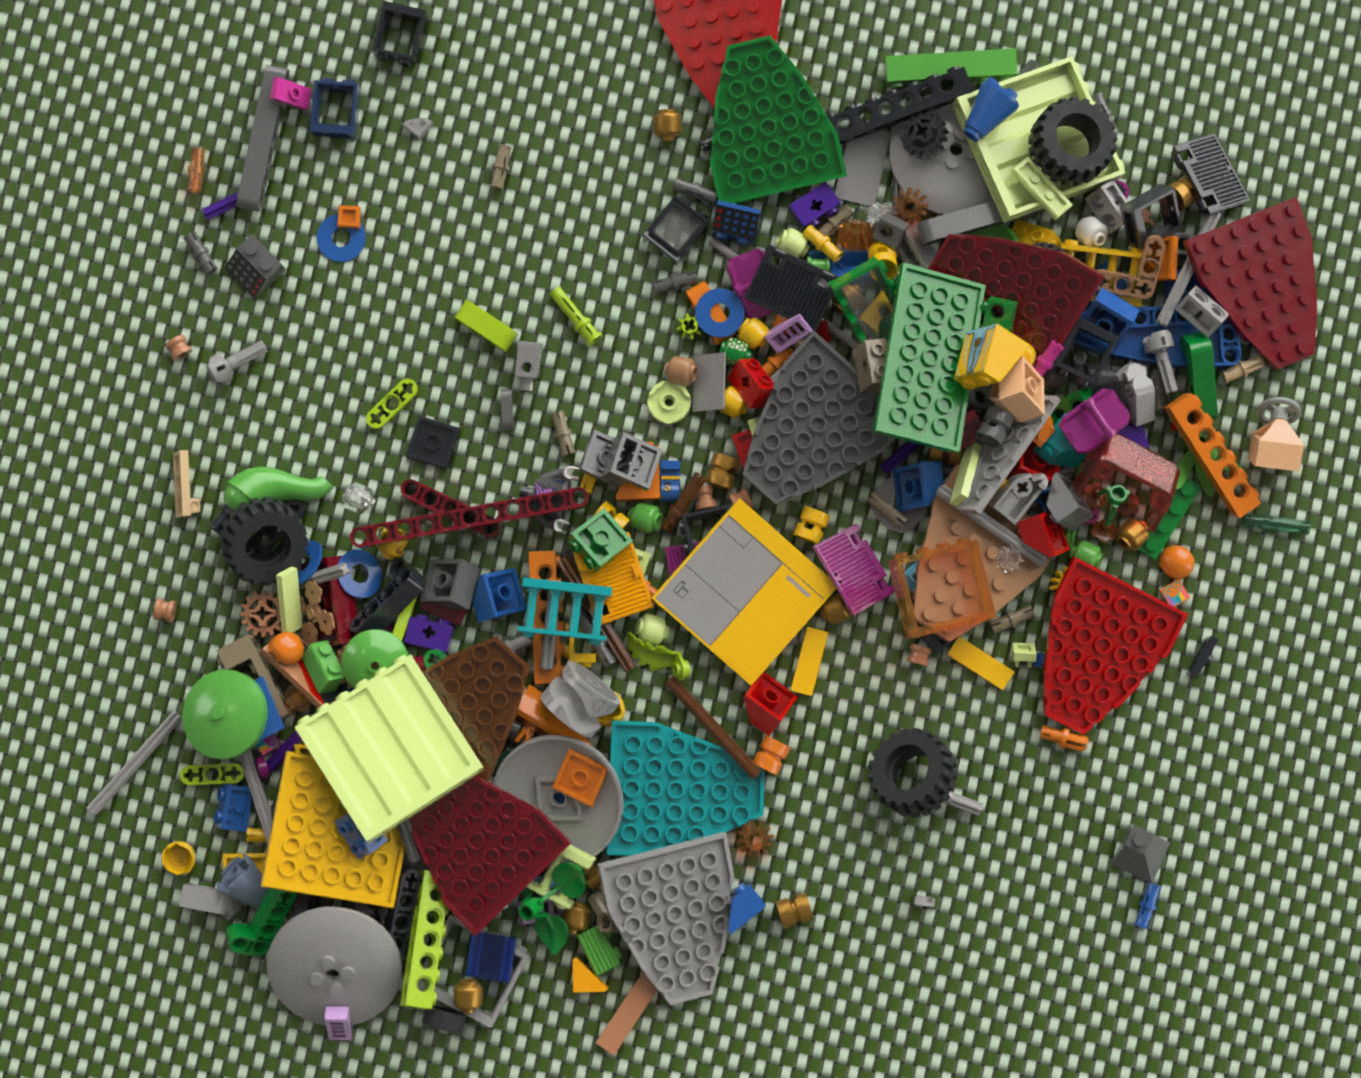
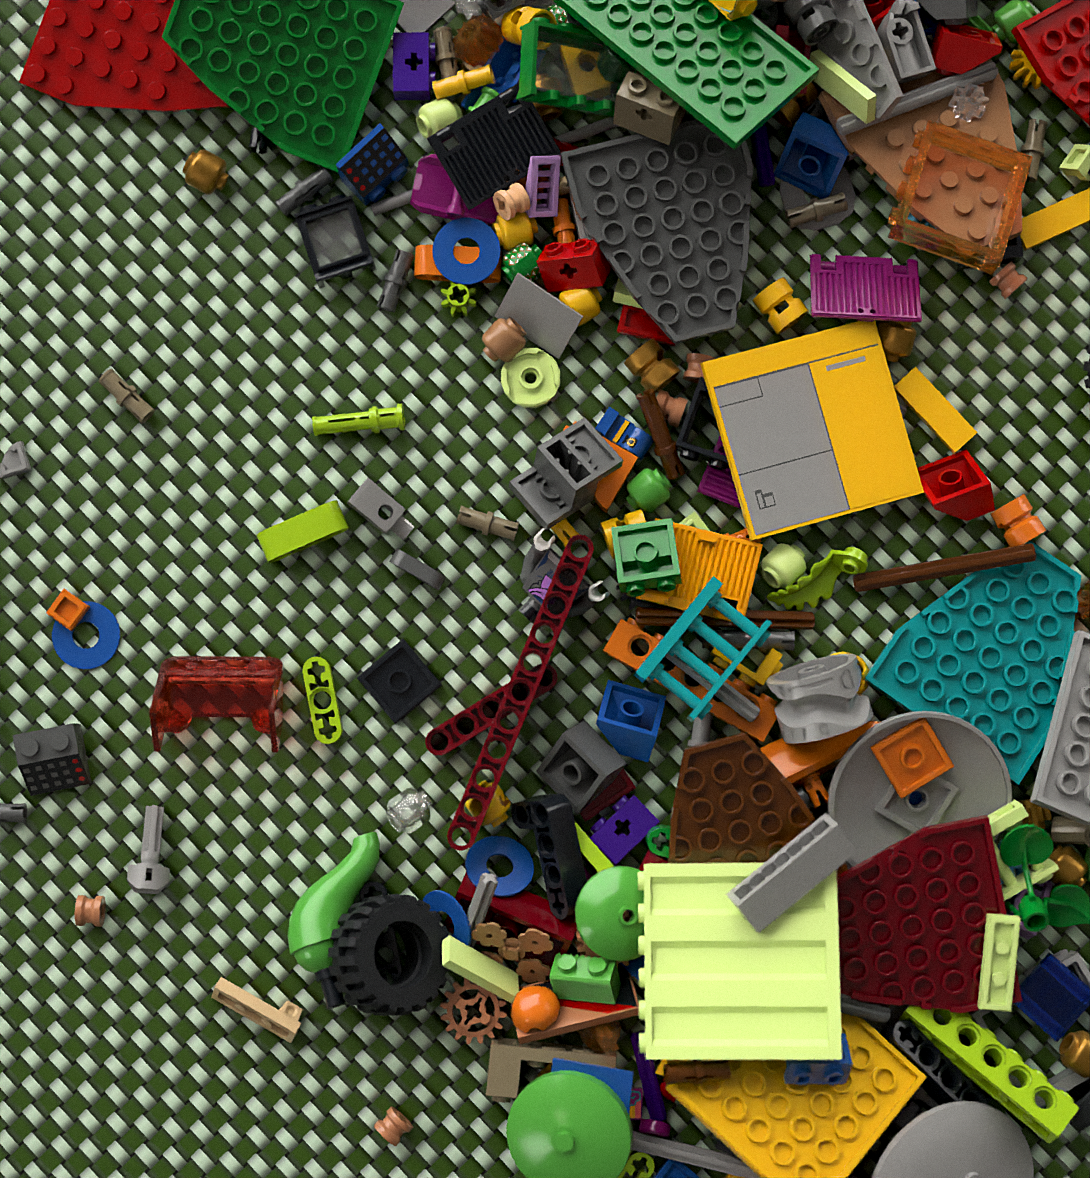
camera: 60 degrees left, 0 degrees up
(306, 763) = (697, 1072): none -> reddish brown pin
(358, 336) = (218, 689): none -> clear red windscreen
(458, 743) = (792, 872): none -> light grey brick
(488, 906) = (999, 962): none -> yellowish green tile
(766, 320) = (511, 201): none -> light nougat wheel

